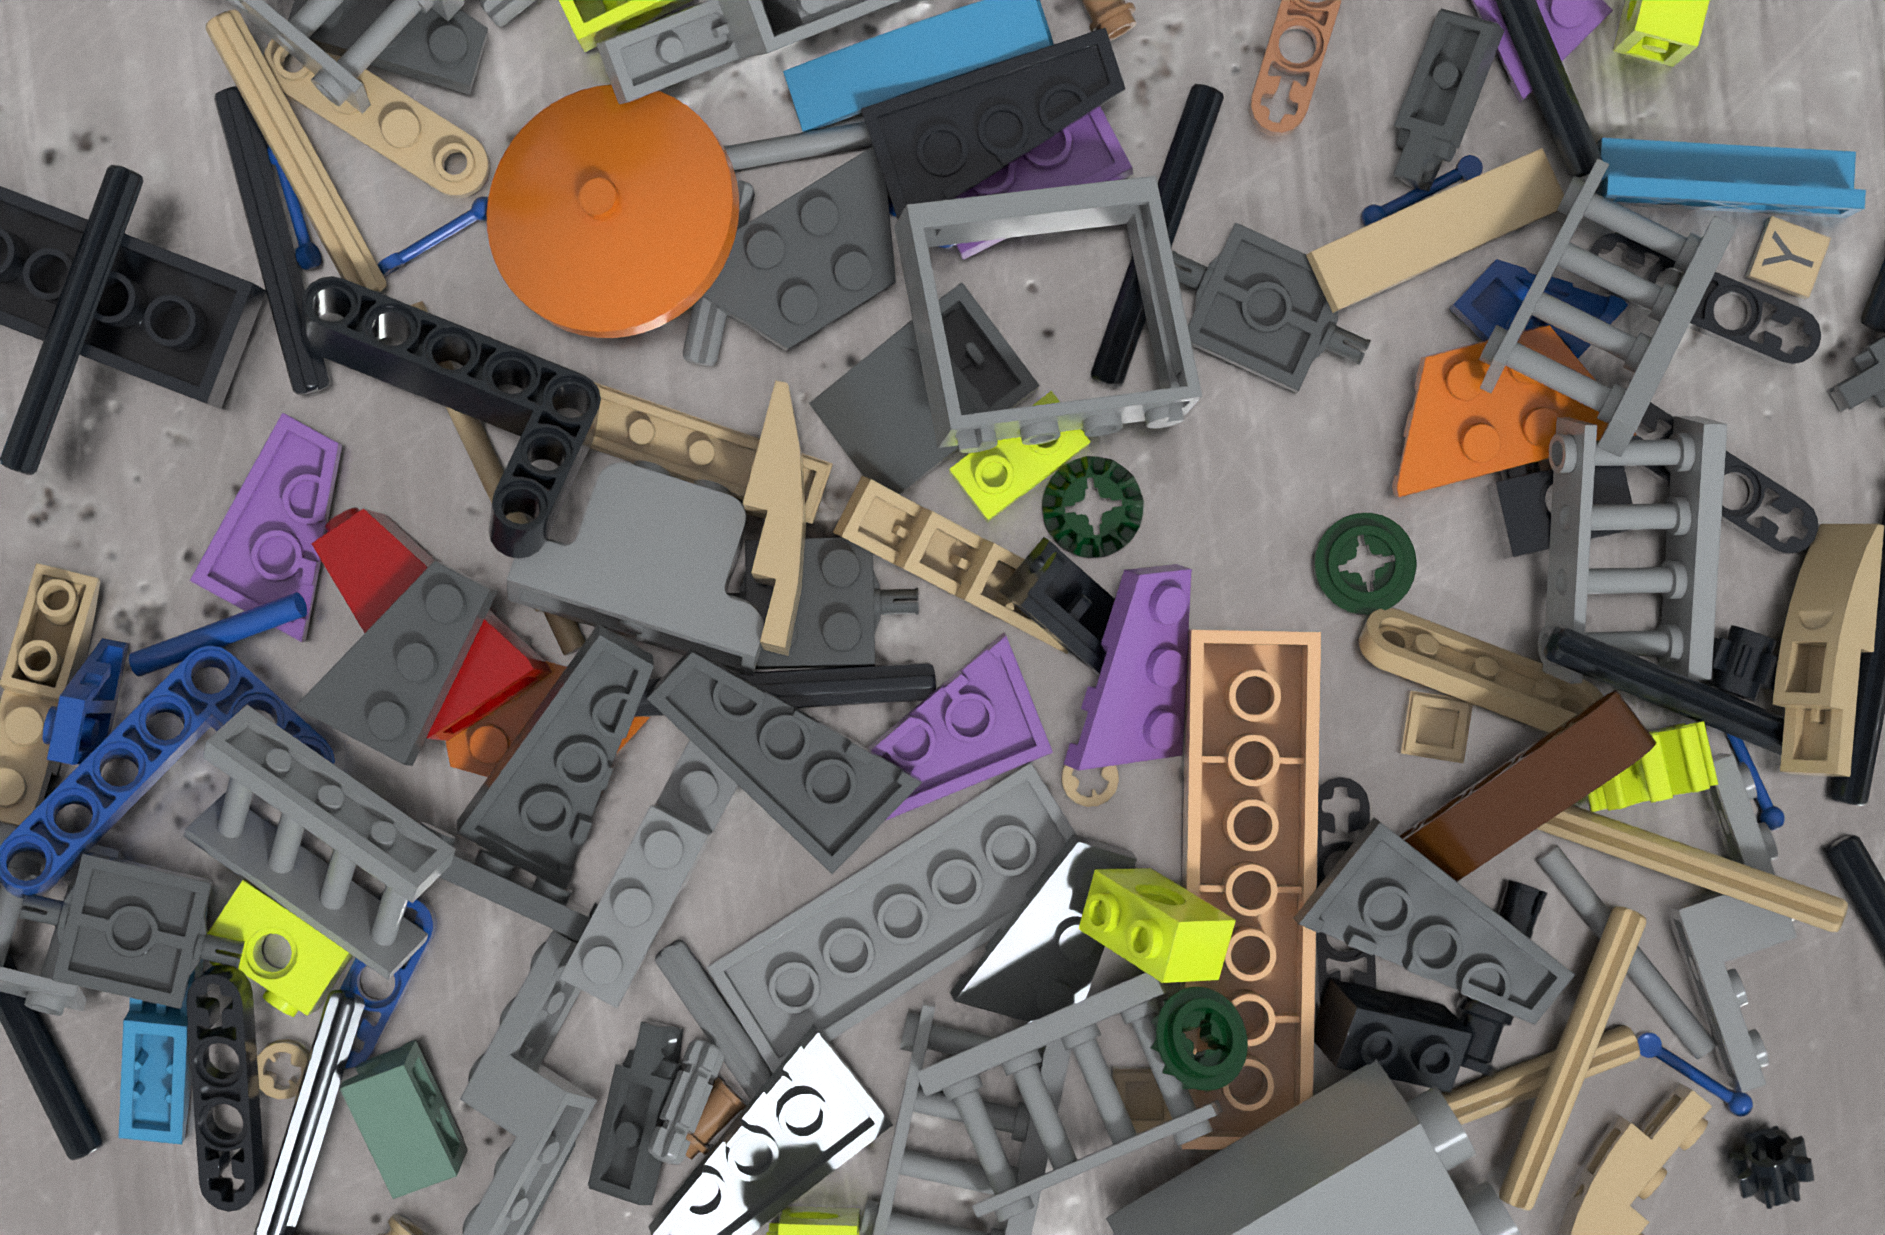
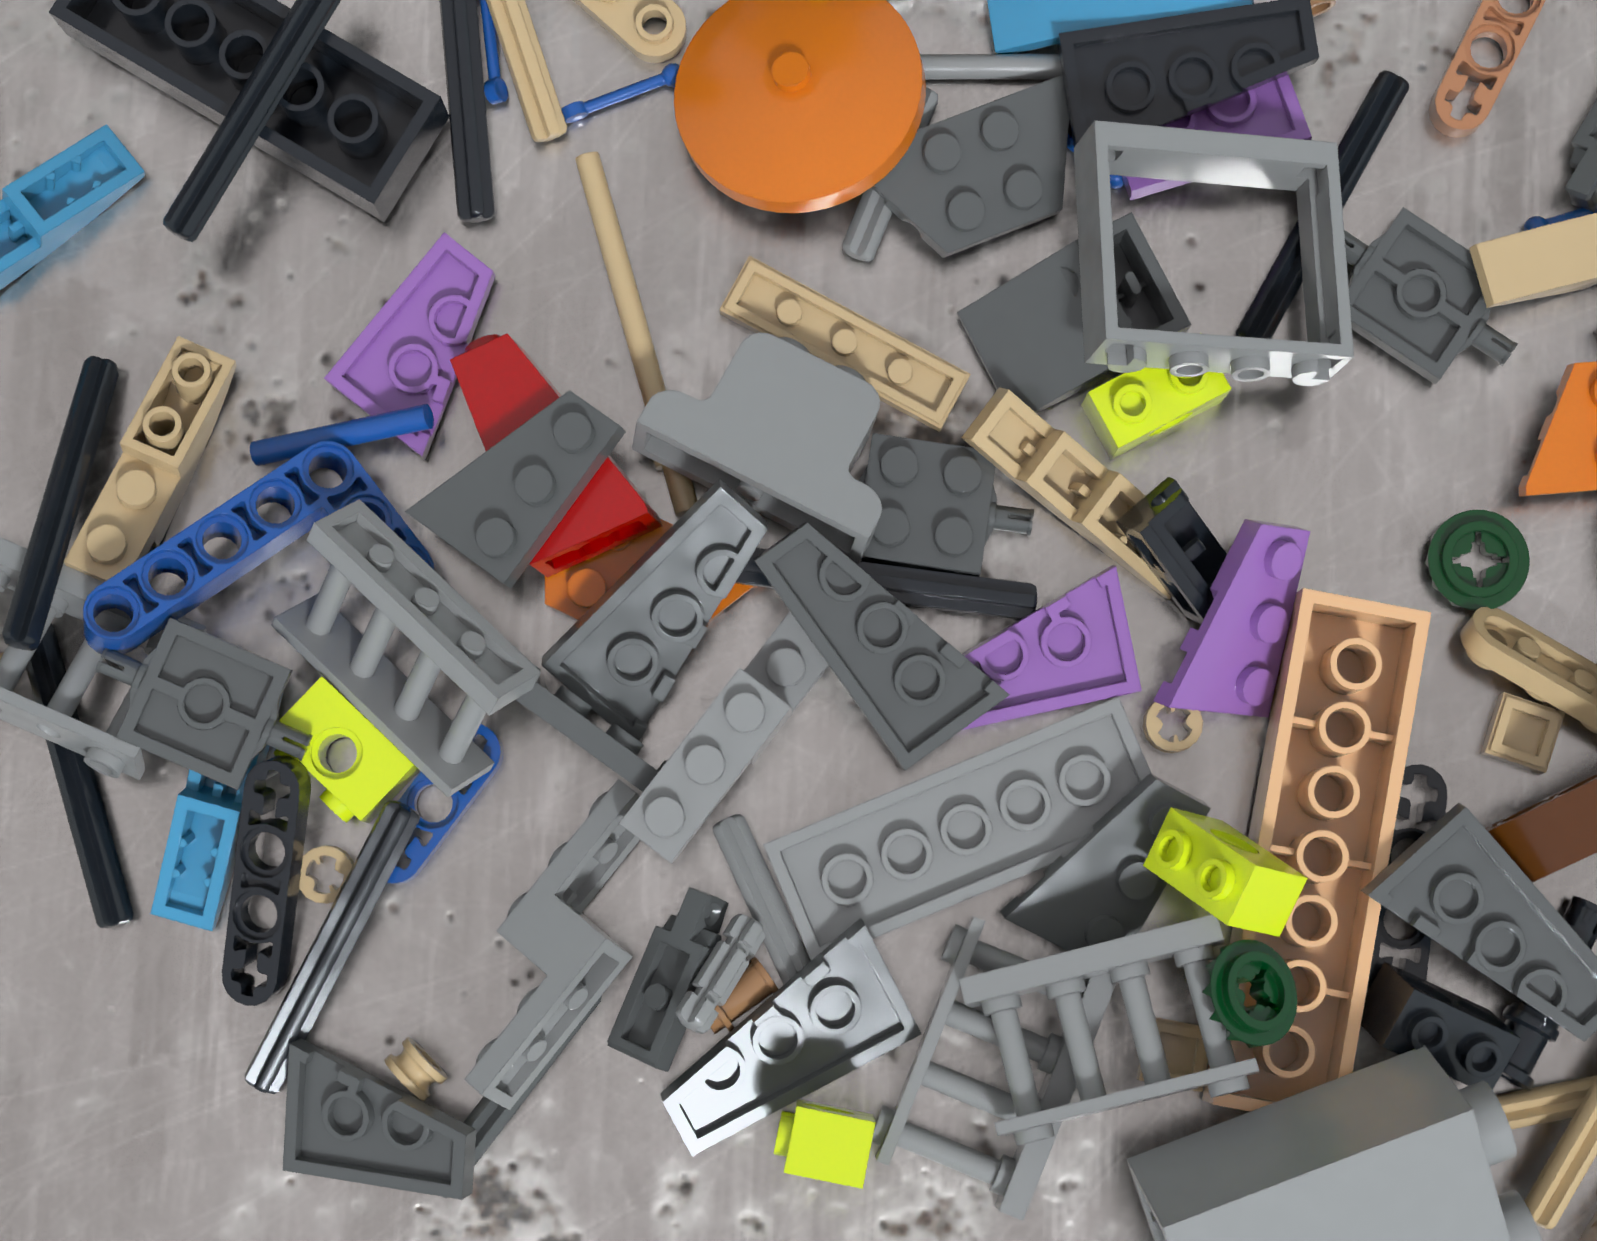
camera: 15 degrees right, 5 degrees down
(86, 705) = (200, 478): blue wing -> none
(404, 1120) = (437, 944): sand green hinge -> none
(470, 391) = (638, 225): black beam -> none
(778, 496) = (914, 396): tan slope -> none
(1073, 530) = (1196, 478): dark green gear -> none

